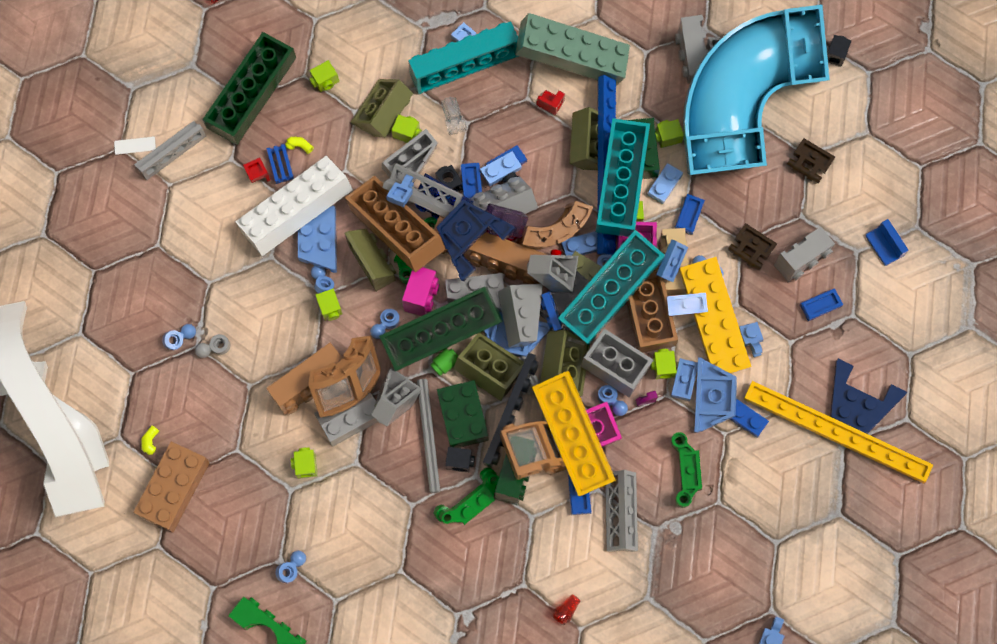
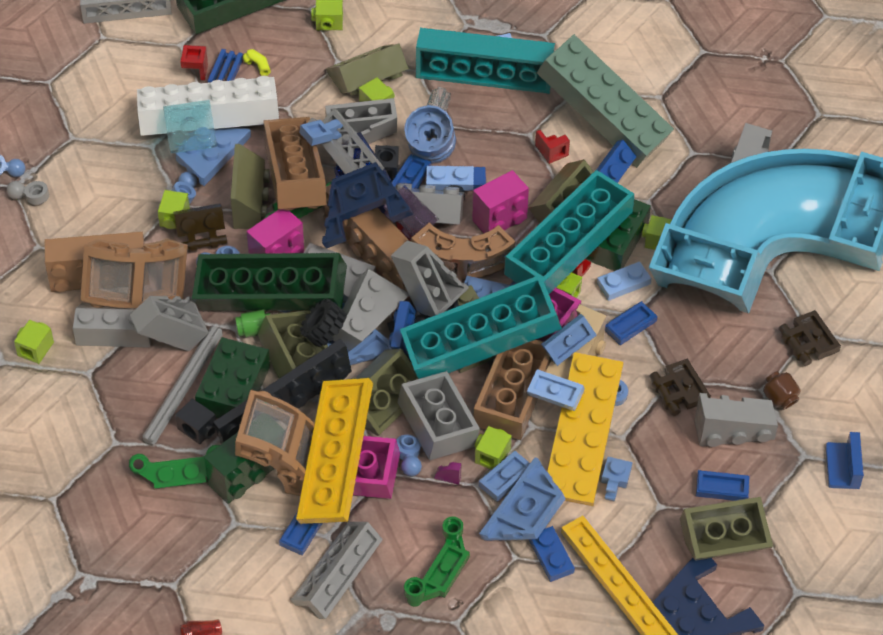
camera: 30 degrees right, 20 degrees down
(299, 234) = (190, 126): none -> clear light blue plate
(355, 305) = (201, 220): none -> dark brown plate
(476, 151) = (425, 123): none -> medium blue wheel
(511, 342) = (323, 323): none -> black tyre
(552, 173) = (500, 203): none -> dark pink brick
(818, 212) = (782, 390): none -> reddish brown head
(848, 340) = (726, 528): none -> olive slope

